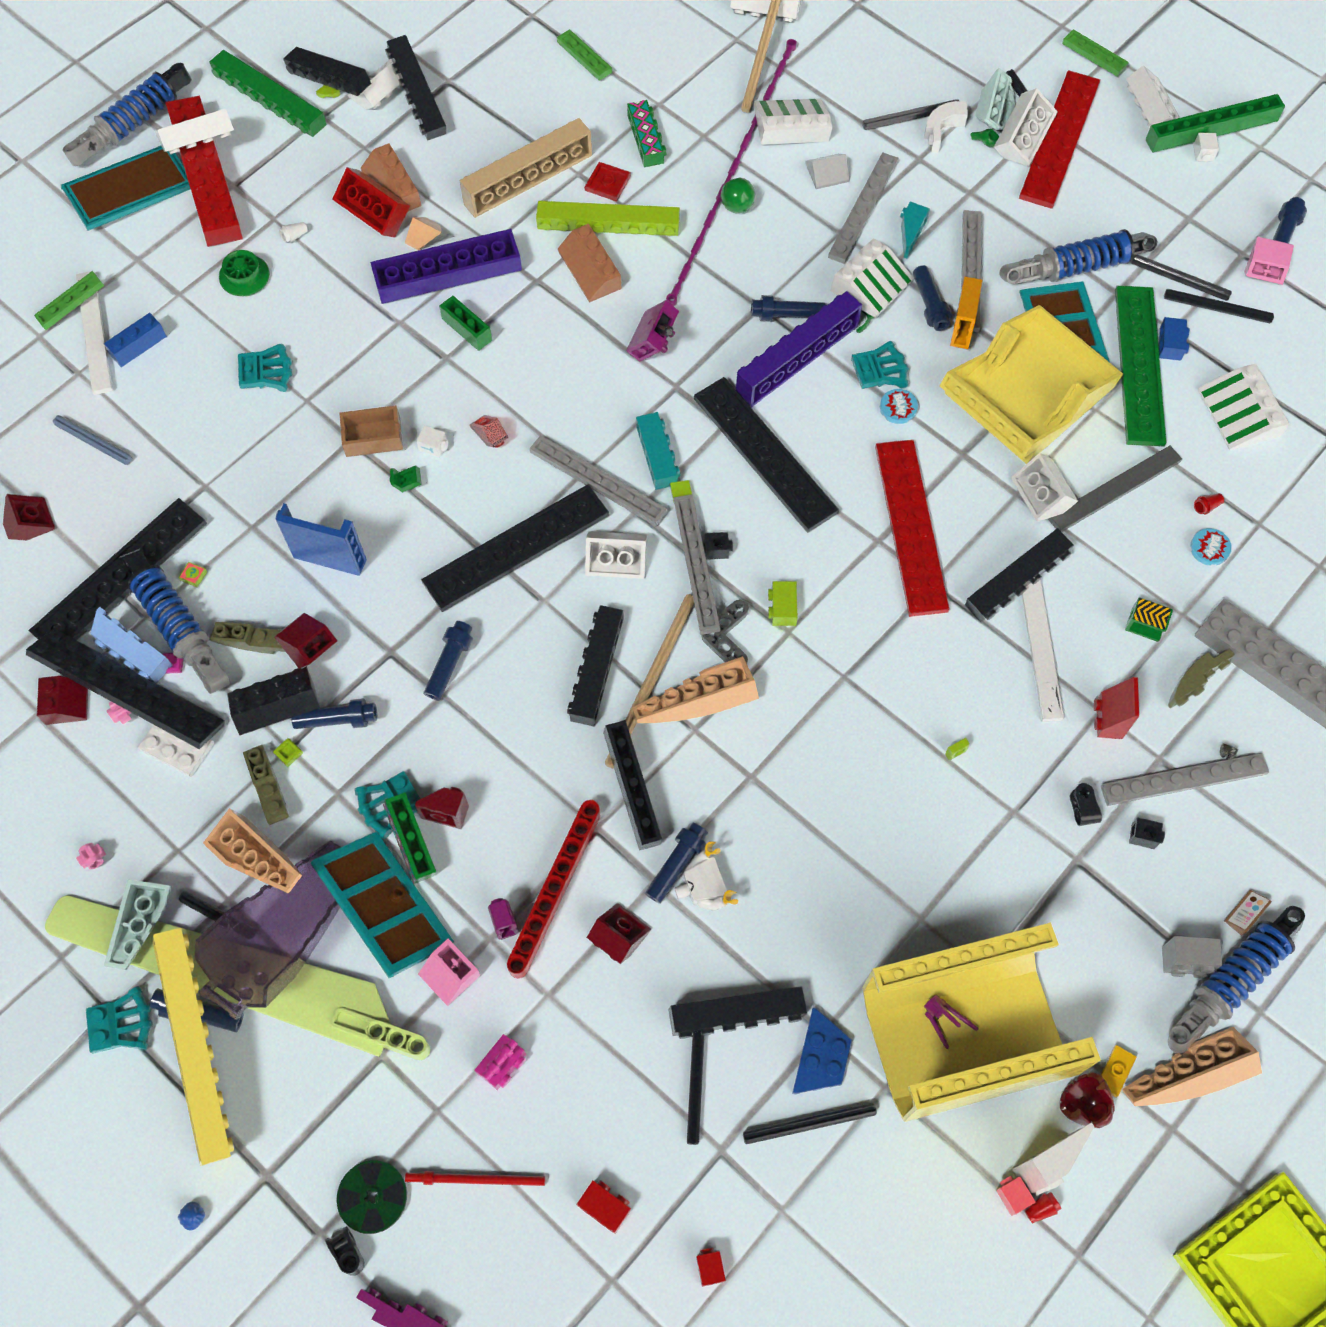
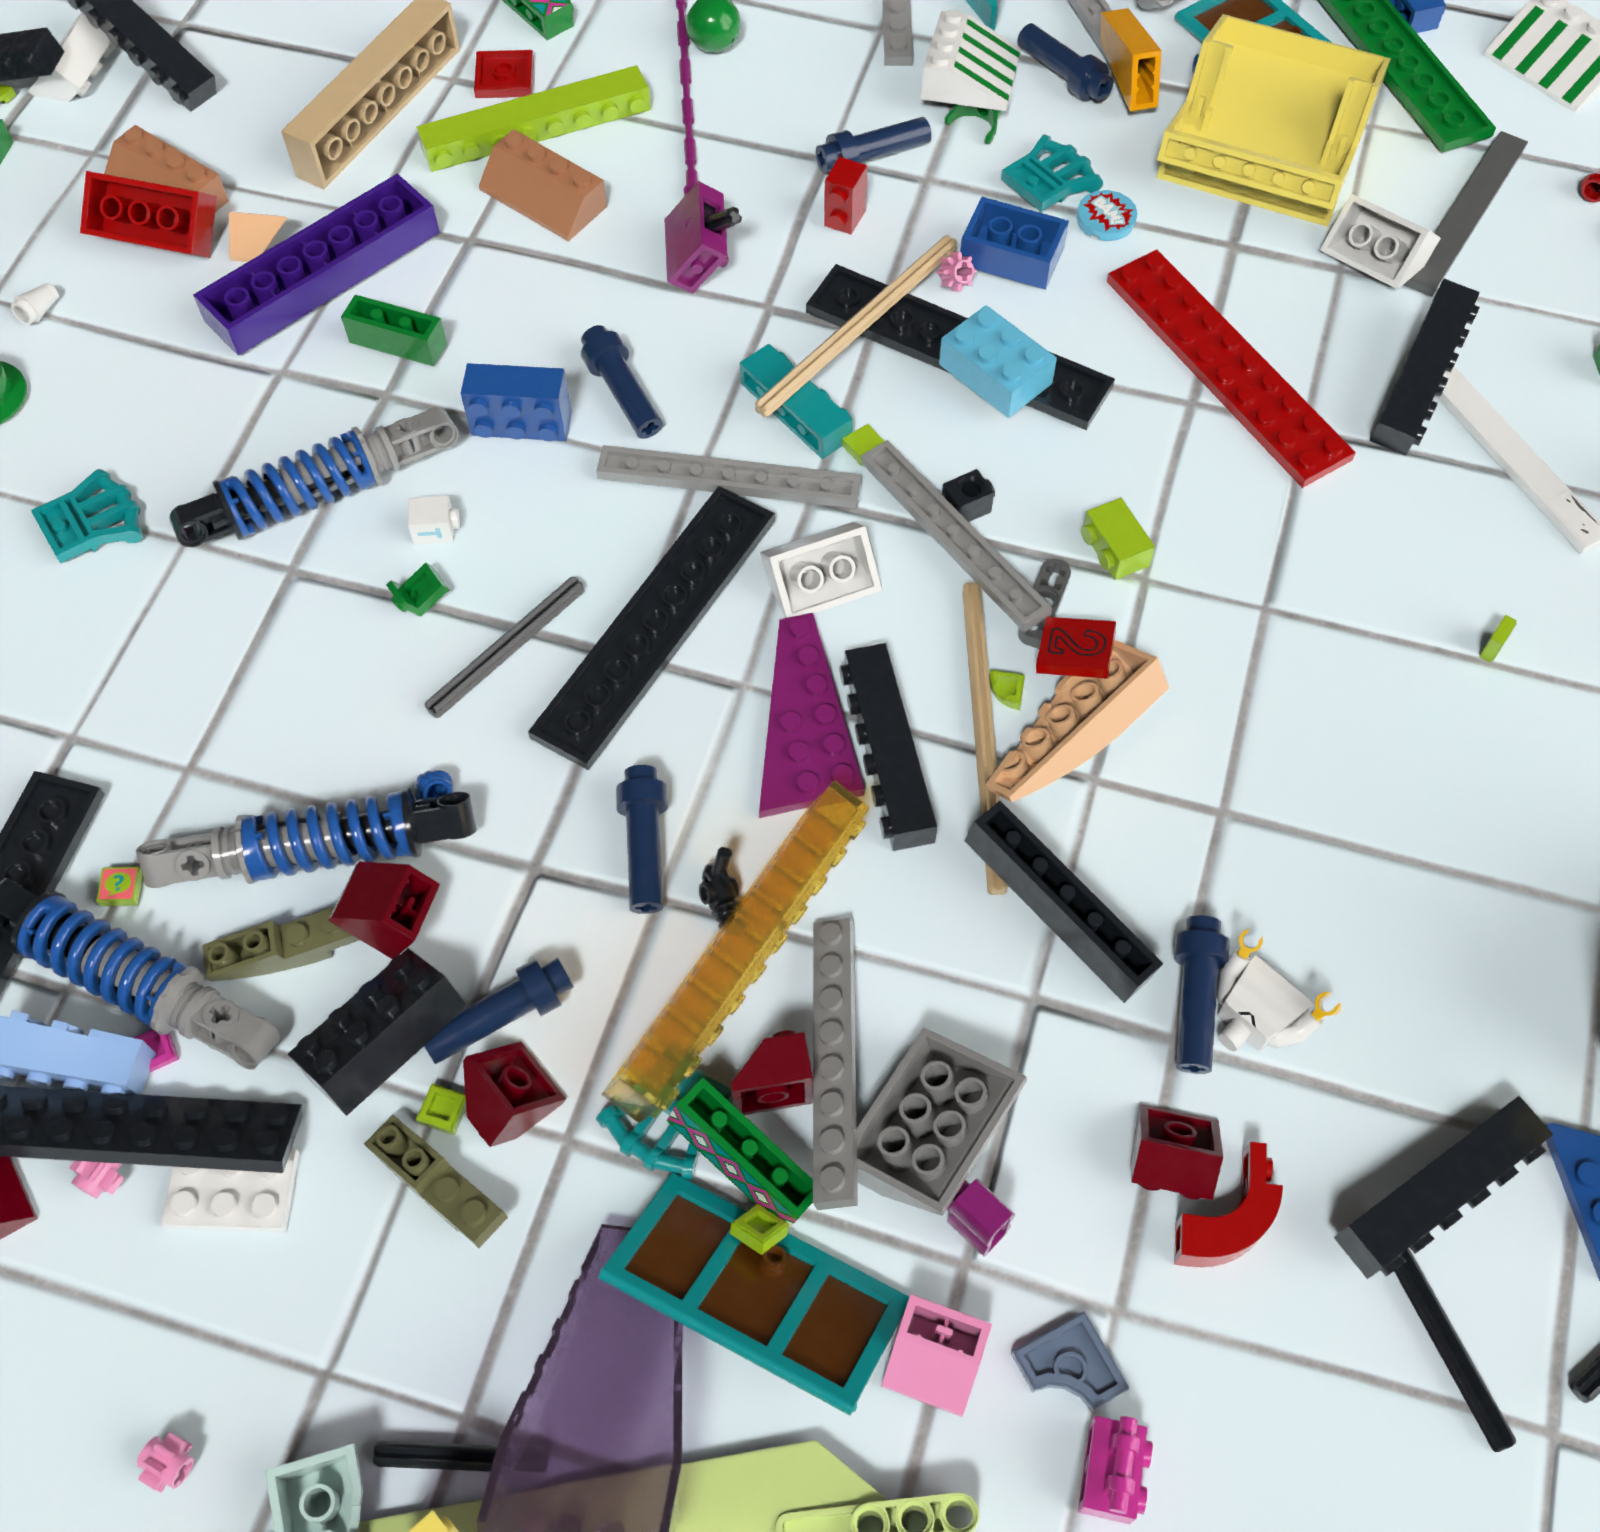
camera: 25 degrees left, 5 degrees down
(250, 851) = (480, 1311): light nougat wedge -> none
(268, 586) = (305, 843): none -> piece
(319, 757) = (507, 1092): none -> dark red slope
(322, 544) = (334, 734): panel -> none
(360, 589) = (433, 784): none -> blue piece
(371, 431) = (323, 540): medium nougat piece -> none
(382, 394) = (355, 460): none -> piece
(399, 876) = (759, 1229): none -> lime tile
(434, 527) = (504, 647): none -> axle
(459, 736) = (736, 955): none -> clear yellow brick
(471, 704) = (718, 888): none -> black piece
(476, 813) = (834, 1066): none -> light grey plate
(489, 431) = (517, 469): clear red slope -> none
(503, 862) = (933, 1122): none -> light grey slope
(506, 392) = (516, 402): none -> blue brick
(513, 1005) = (1071, 1360): none -> sand blue tile
(548, 896) = (1030, 1144): red beam -> none
(559, 643) = (805, 726): none -> magenta wing
(569, 383) = (607, 357): none -> dark blue piece
(629, 984) = (1221, 1239): none -> red arch
(678, 661) = (1007, 687): none -> lime tile
(711, 420) = (854, 327): none -> tan axle
(720, 655) = (1076, 647): none -> red tile
(750, 337) = (845, 195): none -> red brick
(774, 473) = (997, 361): none -> medium azure brick
(791, 412) = (956, 271): none -> bright pink gear
(798, 348) = (924, 184): dark purple brick -> none
(830, 403) = (1014, 242): none -> blue brick

